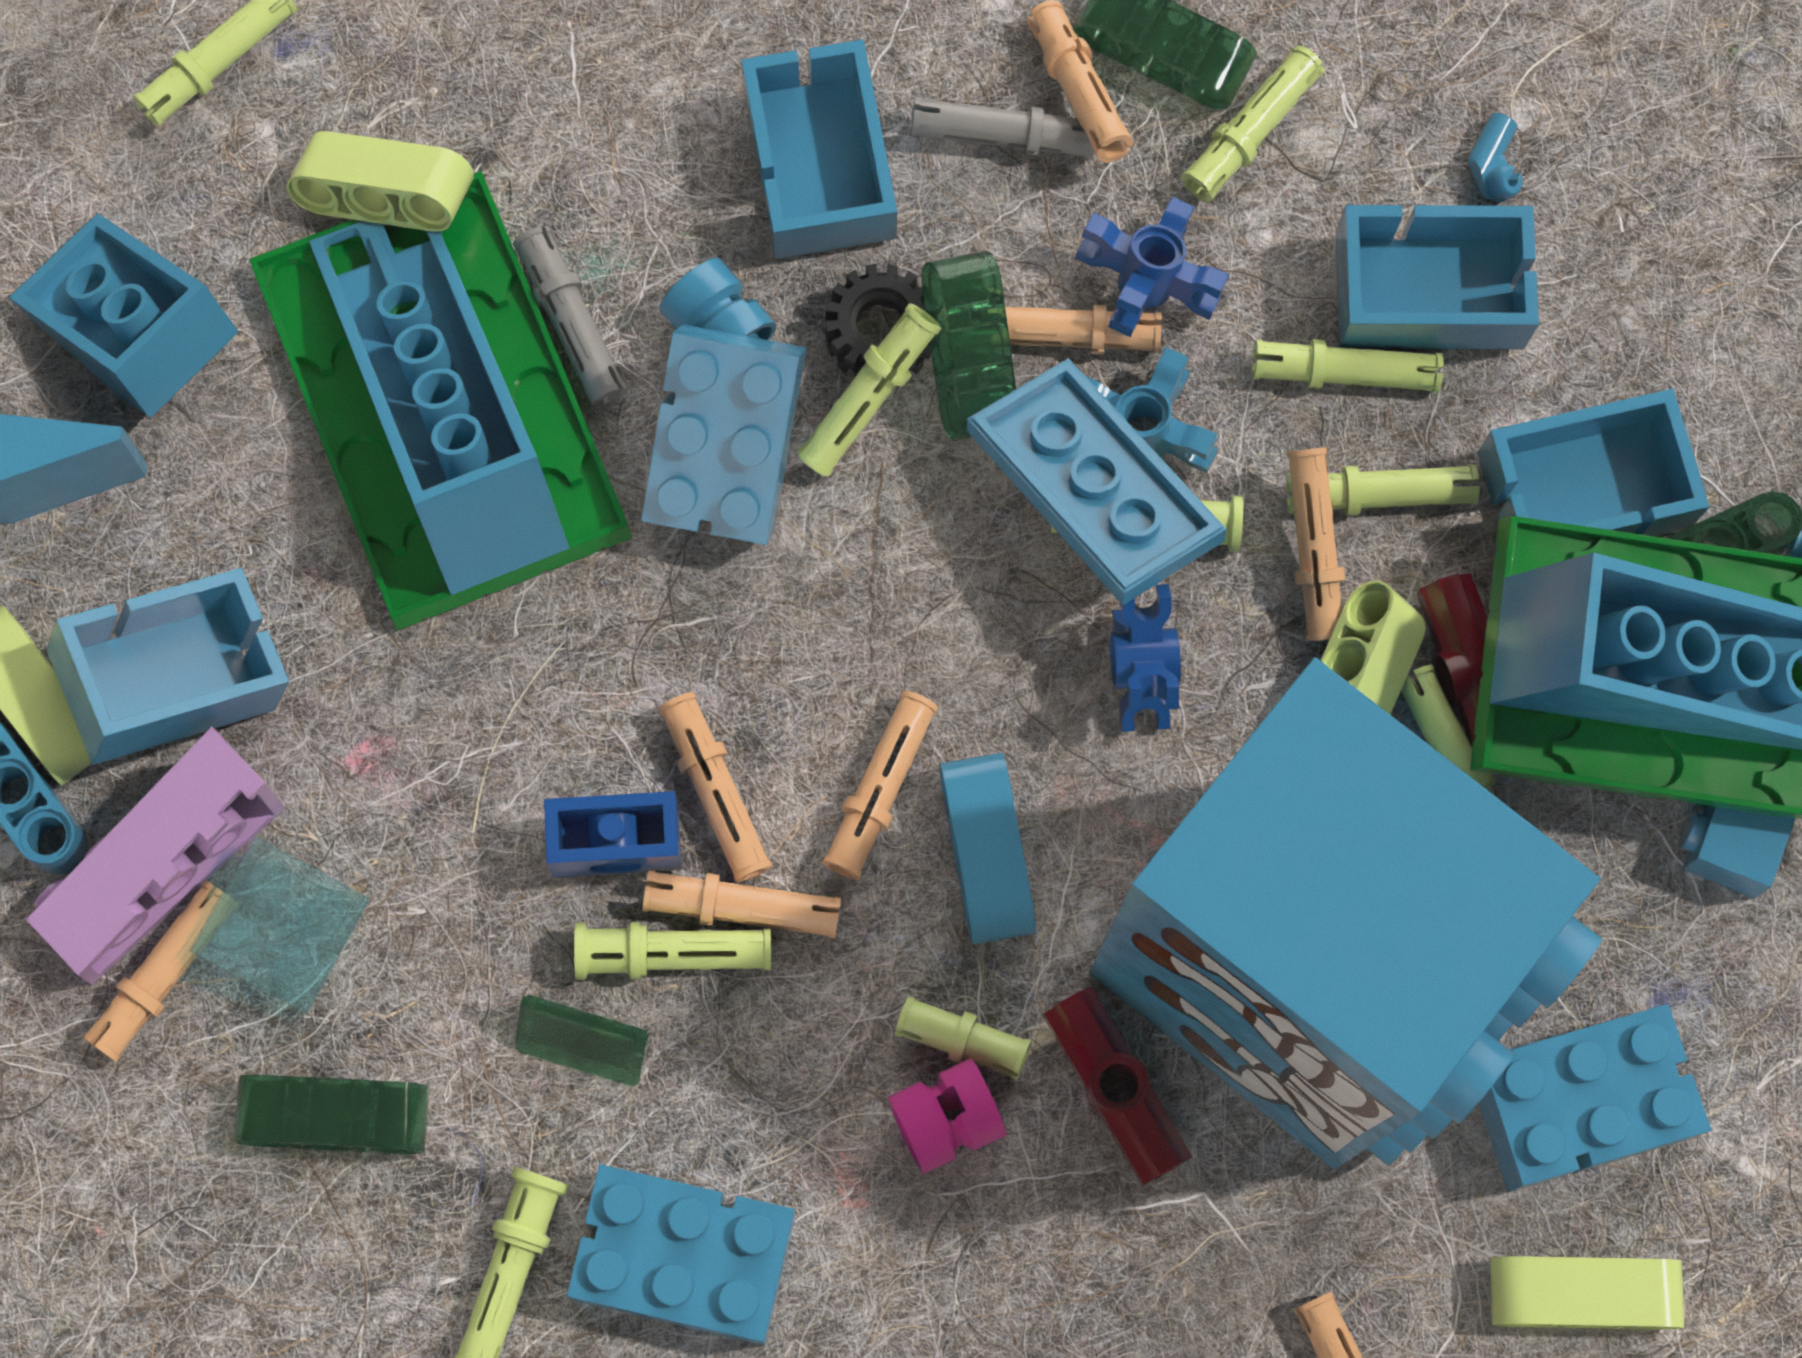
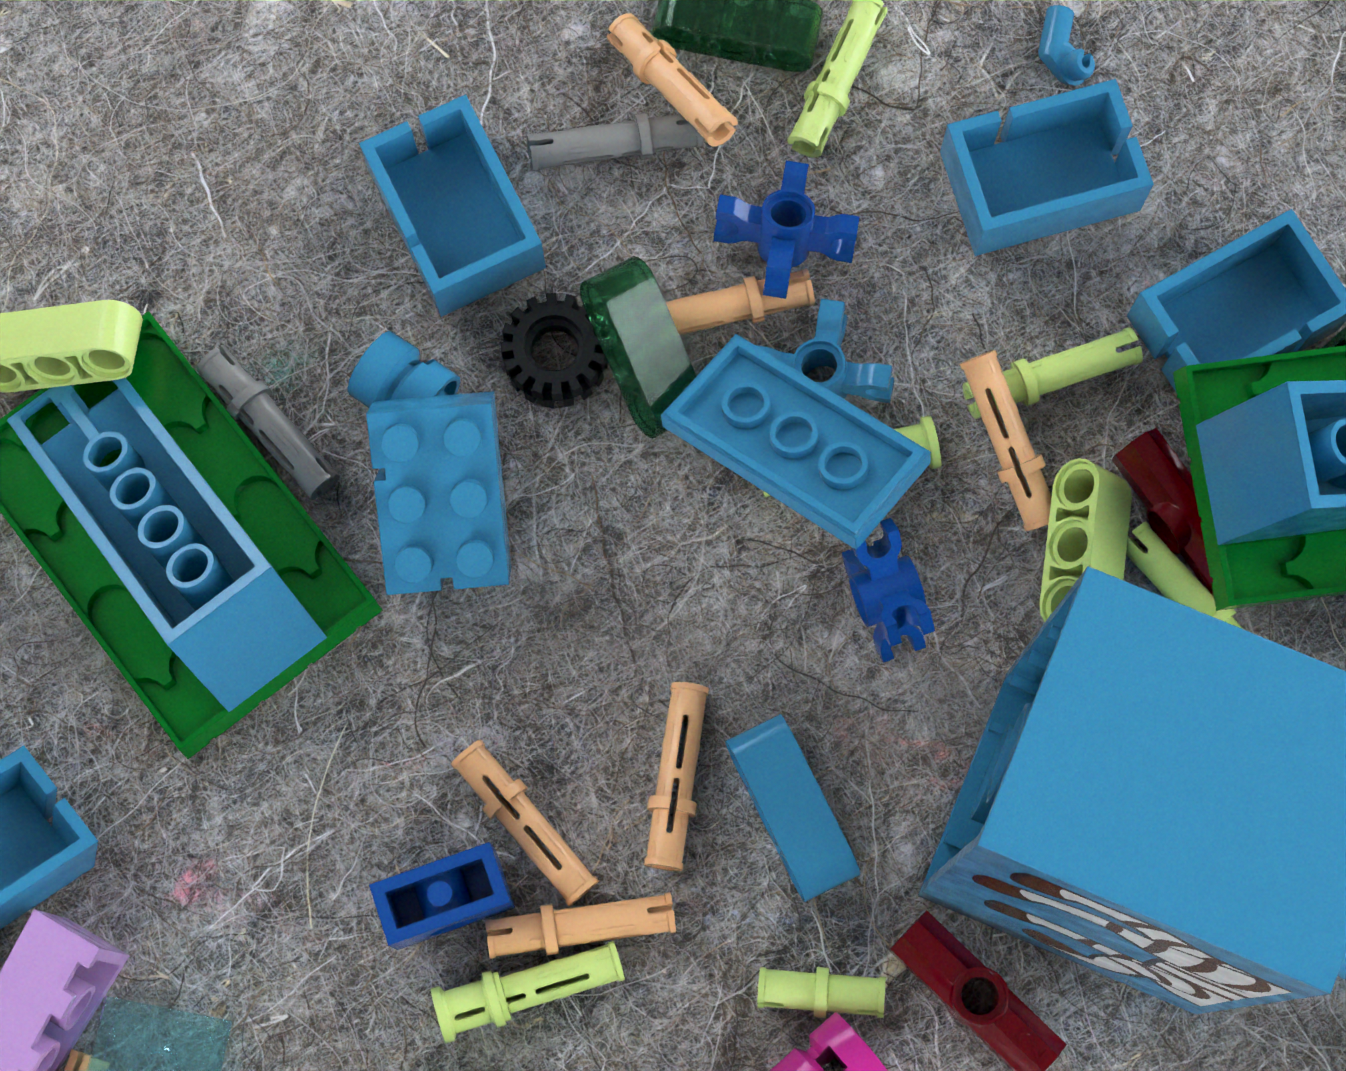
camera: 10 degrees left, 0 degrees up
(884, 369) = (569, 394): yellowish green pin -> none
(1346, 366) = (965, 274): yellowish green pin -> none

